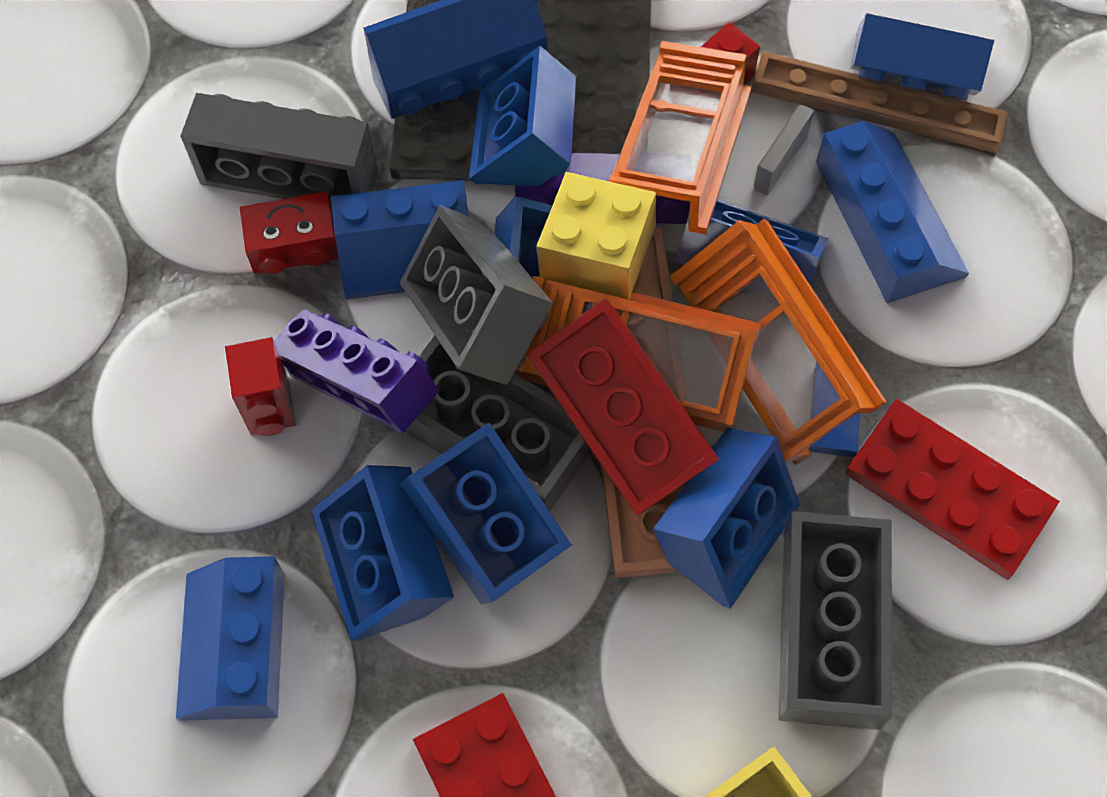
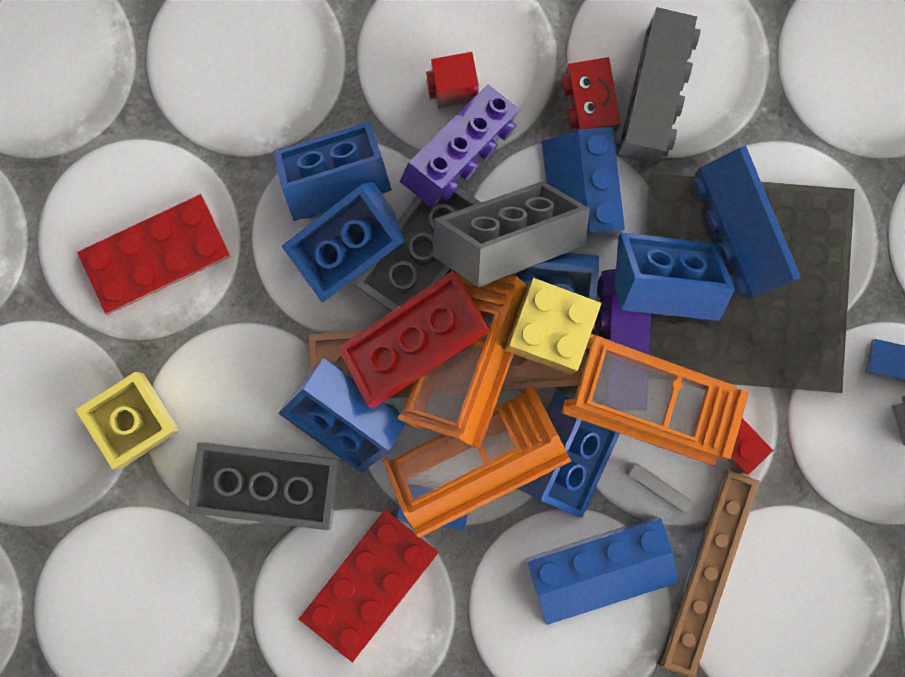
camera: 90 degrees right, 20 degrees up
(231, 640) = (272, 71): blue slope -> none
(921, 56) = (743, 609): blue slope -> none

